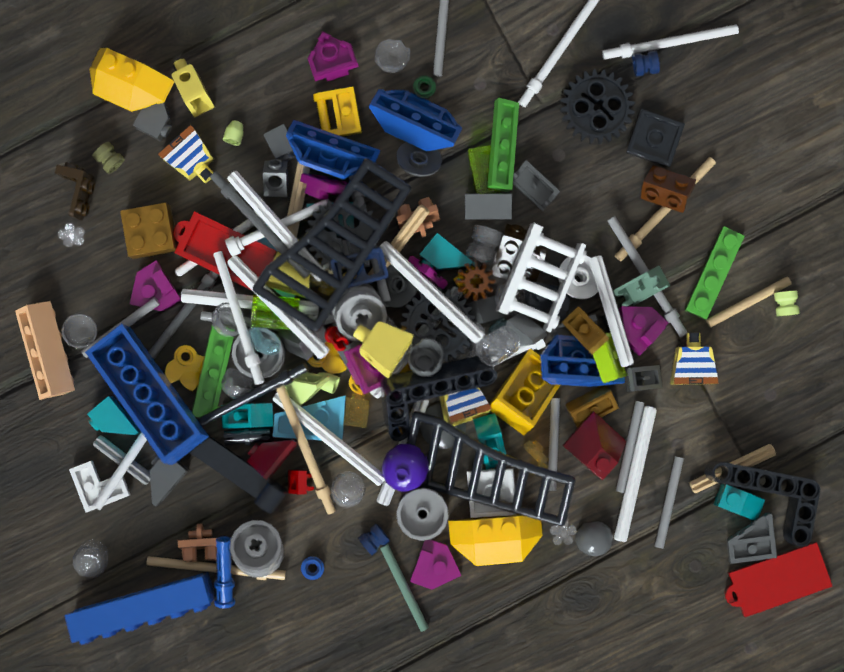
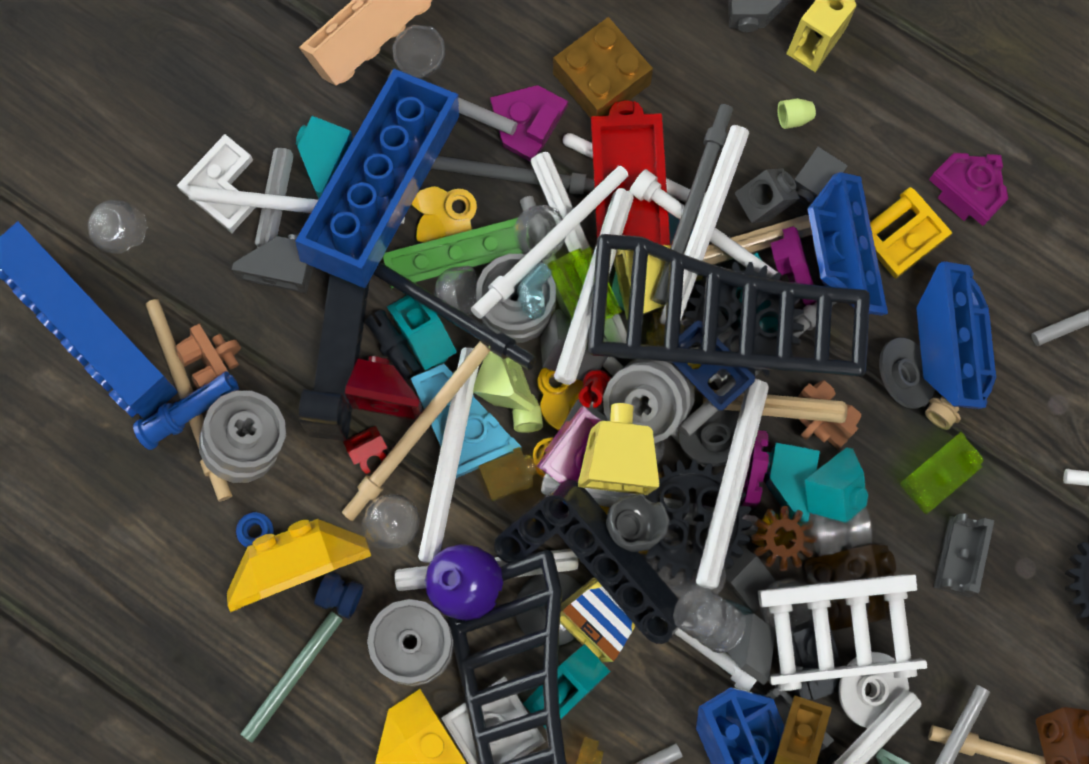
camera: 60 degrees right, 10 degrees down
(189, 155) = (732, 68): torso -> none
(342, 555) = (292, 559): none -> yellow wedge
(392, 55) = (1025, 262): clear hair -> none
(424, 80) = (1015, 322): dark green plate -> none
(434, 565) = (345, 703): magenta plate -> none
(451, 152) = (942, 413): none -> tan plate
(463, 235) = (837, 488): none -> teal slope
(488, 206) = (898, 502): dark grey hinge -> none
(503, 145) = (995, 479): bright green plate -> none
(523, 394) = (658, 699): yellow slope -> none

